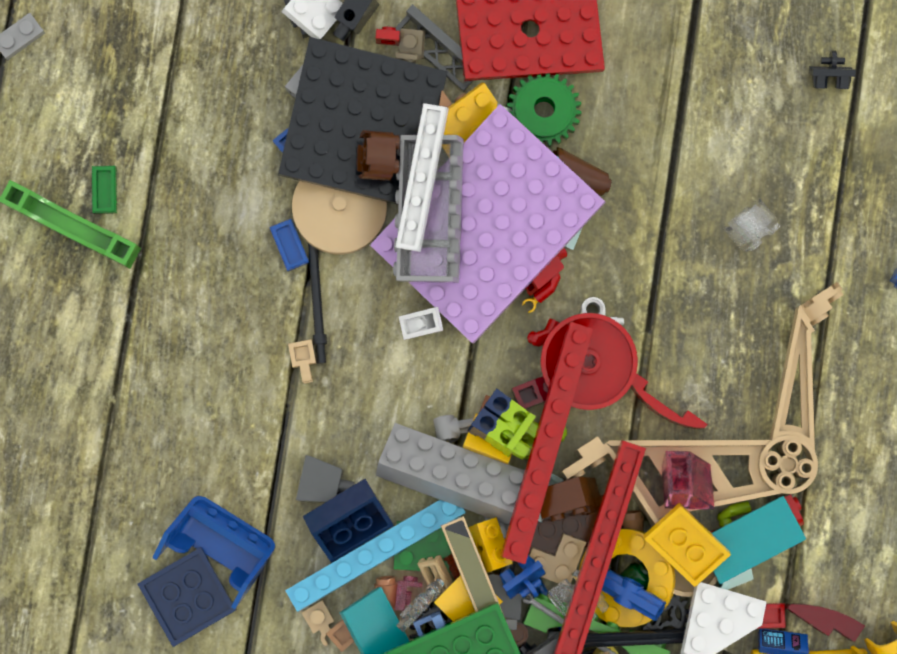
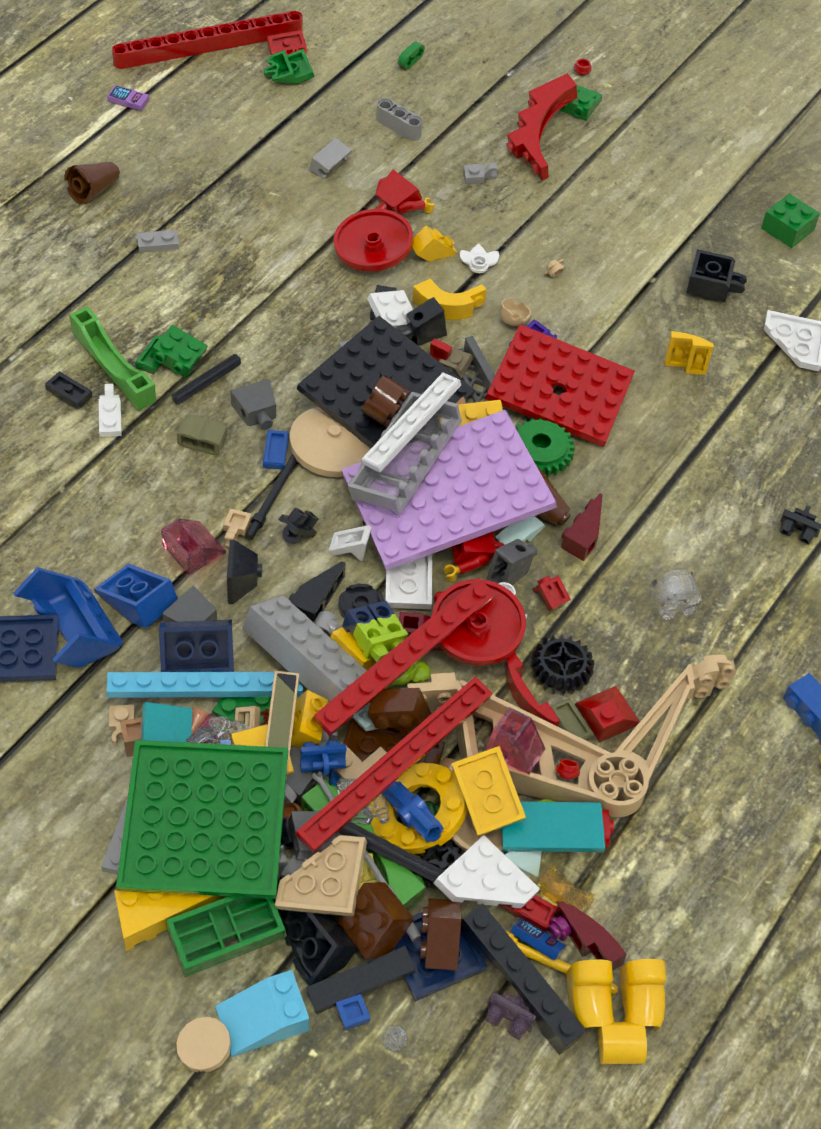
camera: 20 degrees right, 30 degrees down
(48, 283) = (68, 390): none -> black plate
(105, 287) = (110, 413): none -> white hinge
(128, 177) = (178, 351): none -> green plate
(174, 194) = (206, 379): none -> black axle
(210, 268) = (202, 434): none -> olive brick
(242, 203) = (255, 403): none -> dark grey torso
(256, 484) = (138, 594): none -> blue slope
(276, 403) = (190, 544): none -> clear pink slope
(340, 412) = (241, 571): none -> black slope
(364, 330) = (298, 524): none -> black hips
(419, 401) = (316, 593): none -> black slope
(464, 382) = (358, 596): none -> black tile
(502, 343) = (410, 585): none -> white plate
(584, 268) = (511, 562): none -> dark grey torso
(633, 278) = (552, 591): none -> red bracket
(634, 190) = (583, 534): none -> dark red slope
(685, 365) = (550, 671): none -> black gear
(713, 410) = (572, 720): none -> olive tile
(741, 383) = (607, 714): none -> red slope
(741, 478) = (568, 769): none -> red plate
(786, 586) = (558, 889): none -> clear yellow hinge
(795, 623) = (559, 928): none -> magenta plate

